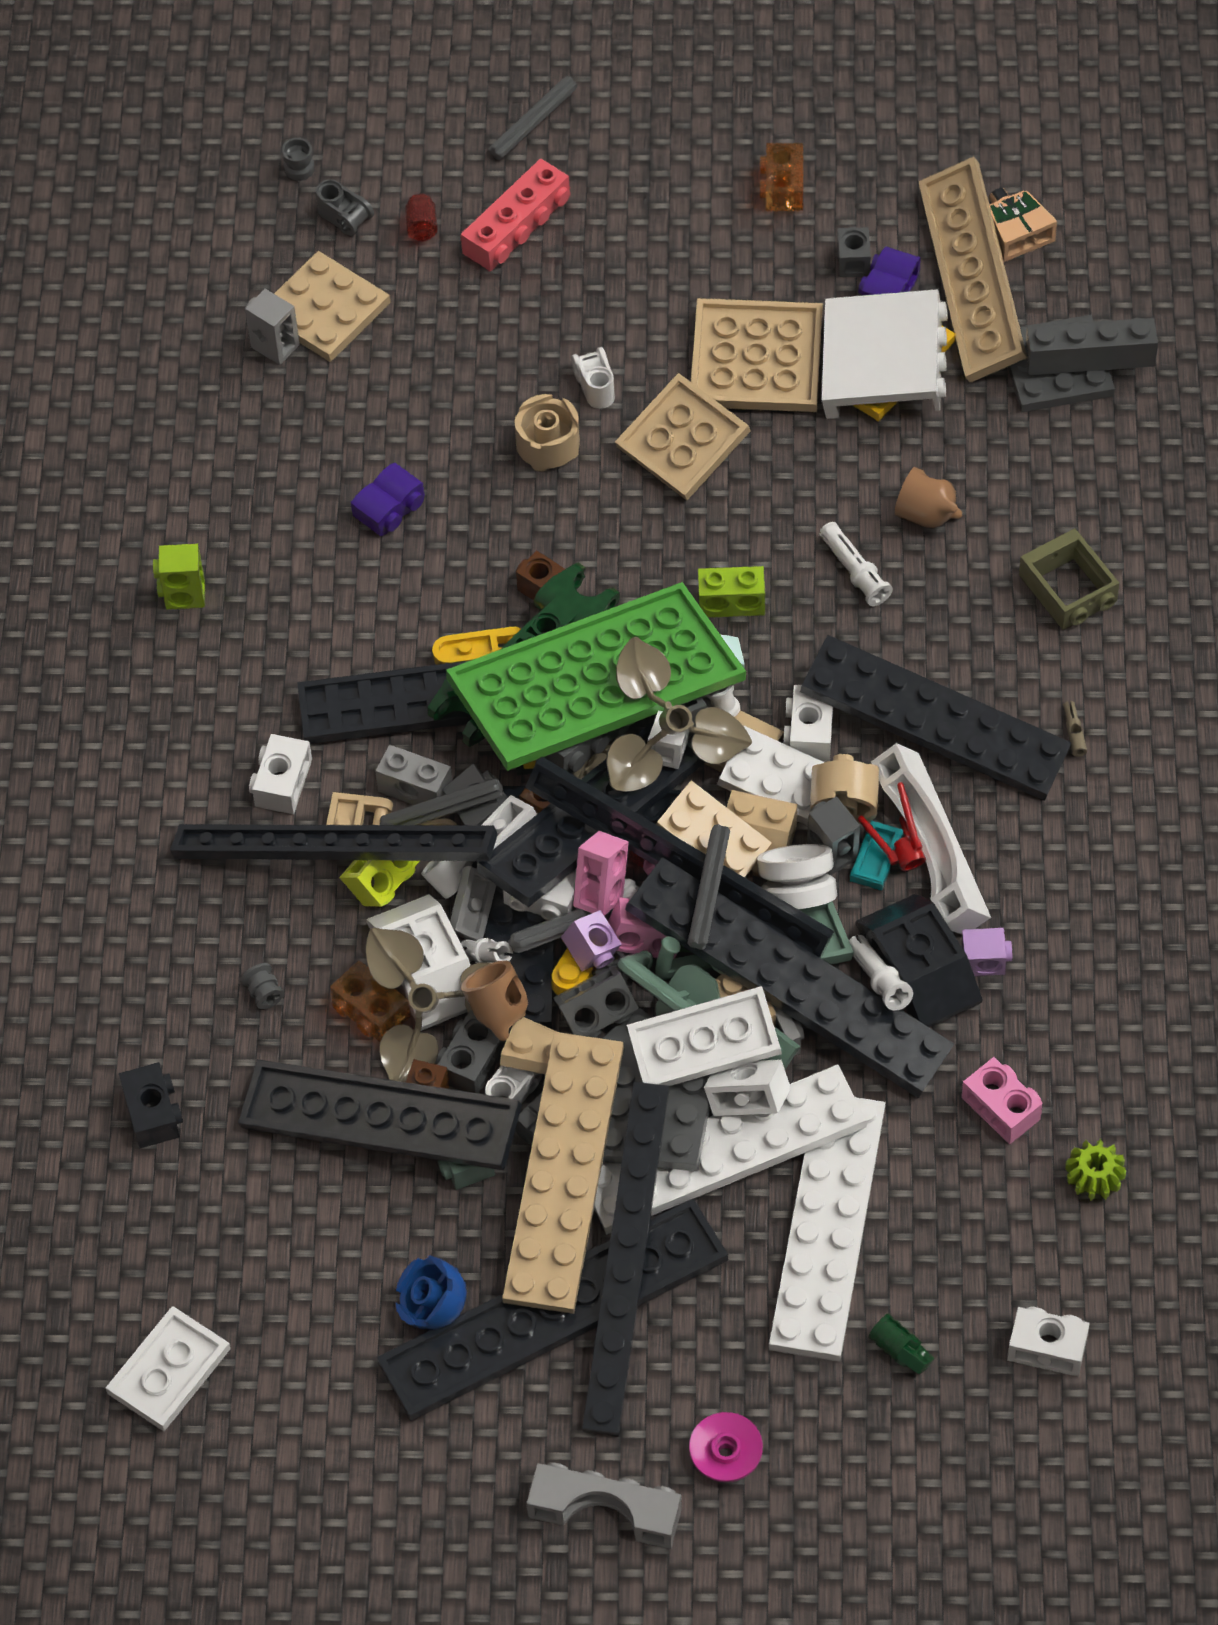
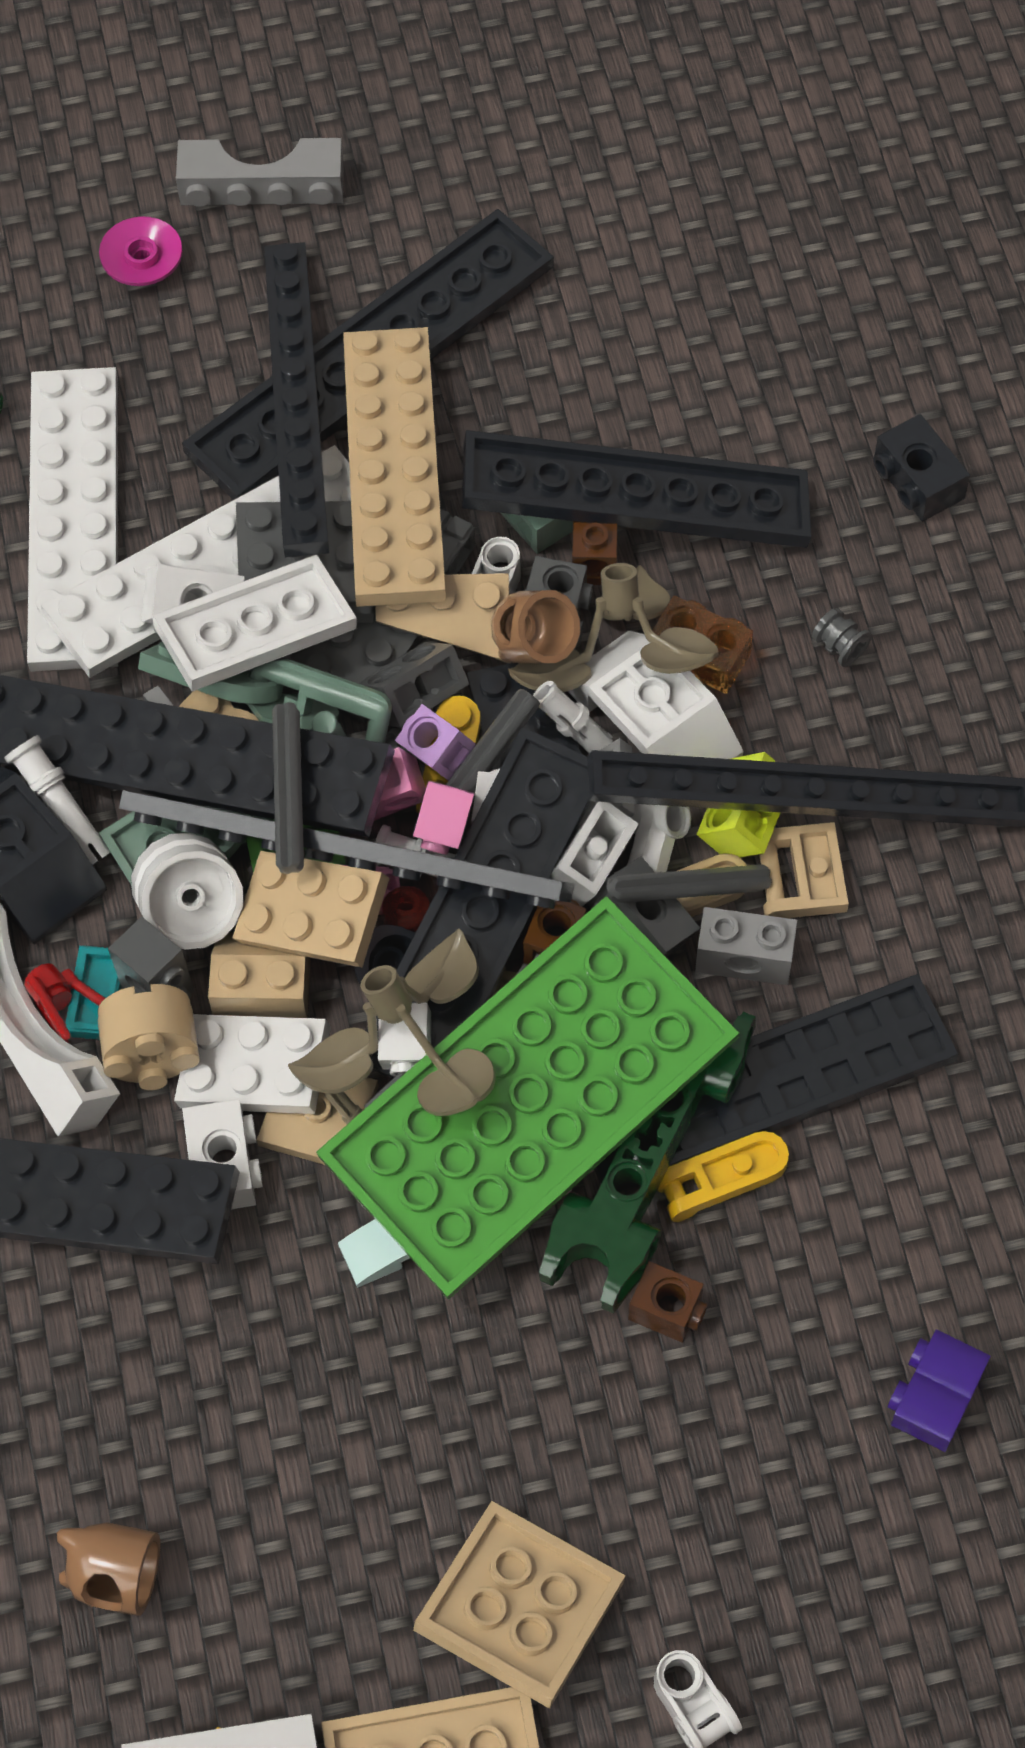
camera: 165 degrees right, 5 degrees up
(168, 1368) = (781, 208): white plate -> none
(284, 790) = (926, 944): white brick -> none
(430, 1293) = (509, 318): blue cylinder -> none
(547, 432) = (734, 1529): tan brick -> none
(732, 591) = (380, 1340): lime brick -> none
(862, 573) = (194, 1421): white pin -> none

